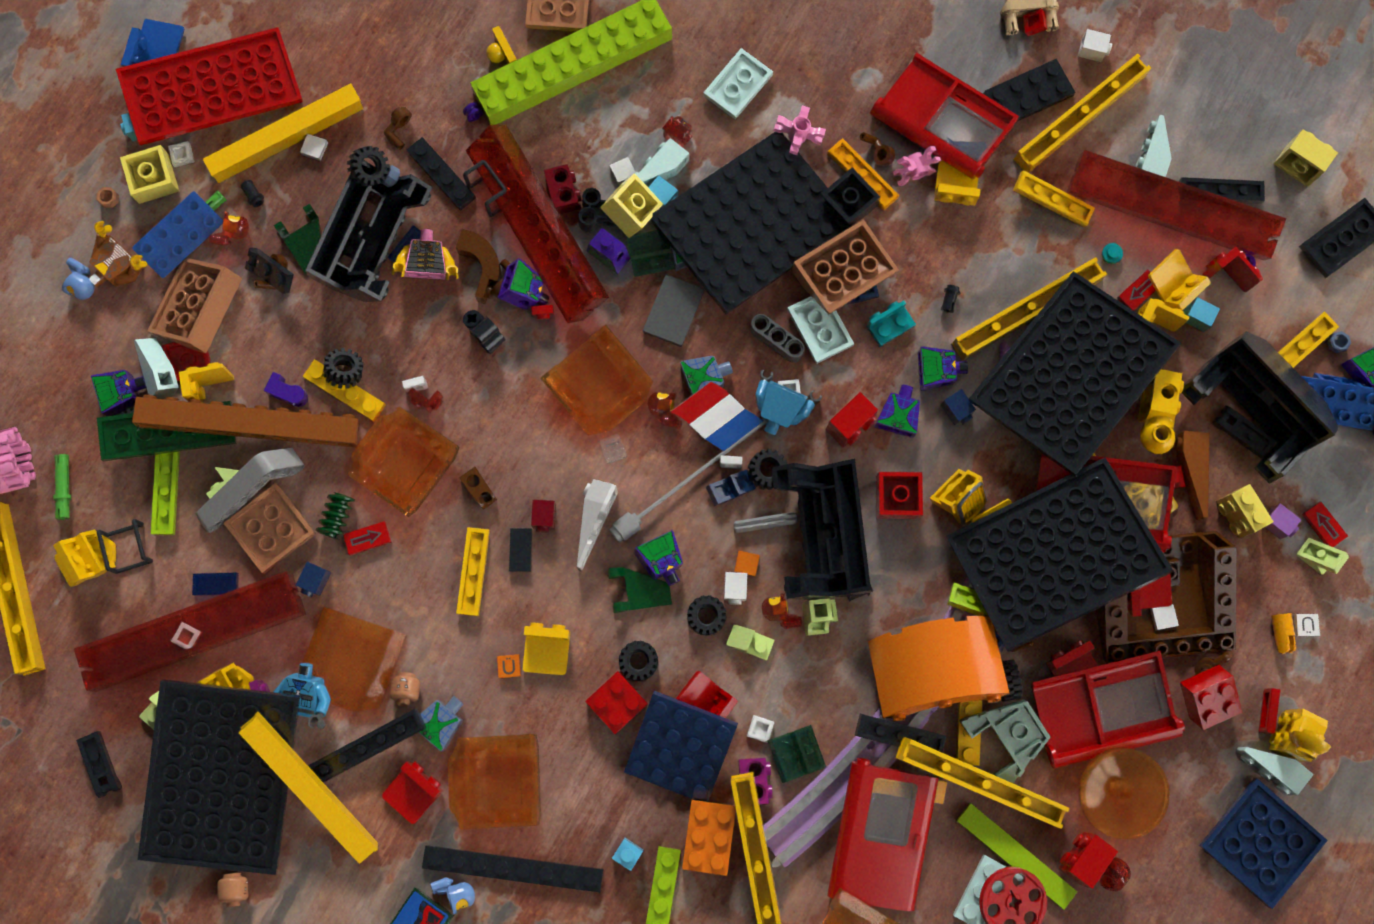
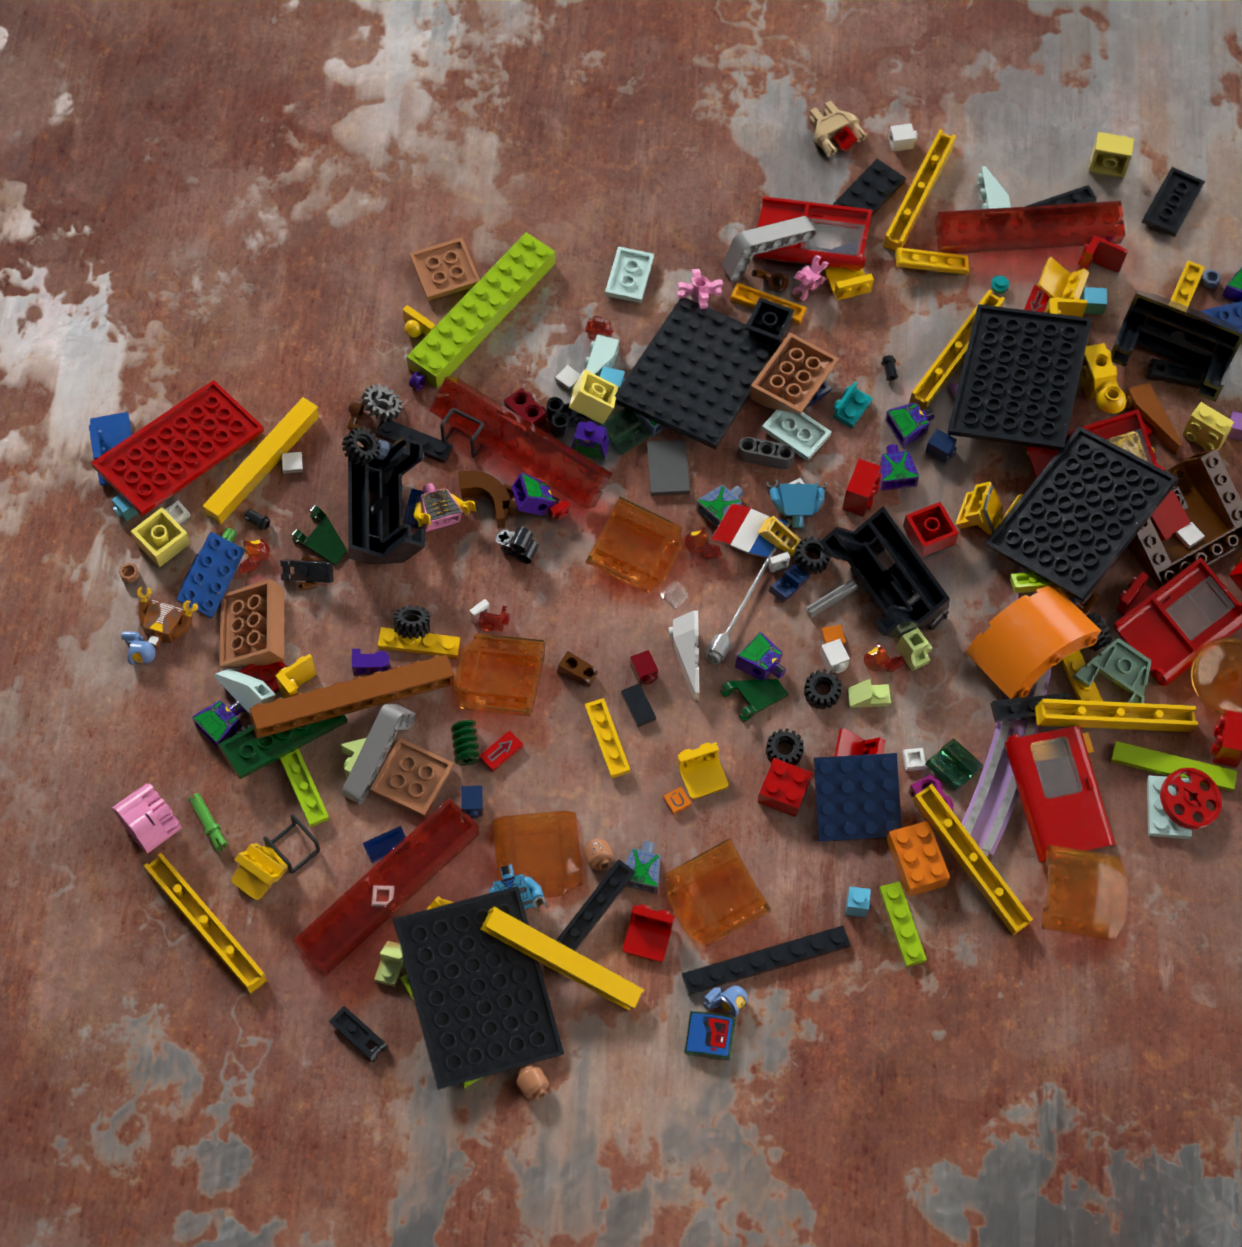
camera: 25 degrees left, 15 degrees down
(425, 121) = (381, 402): none -> dark grey gear
(736, 424) = (770, 527): none -> yellow slope
(889, 106) = (762, 240): none -> light grey beam

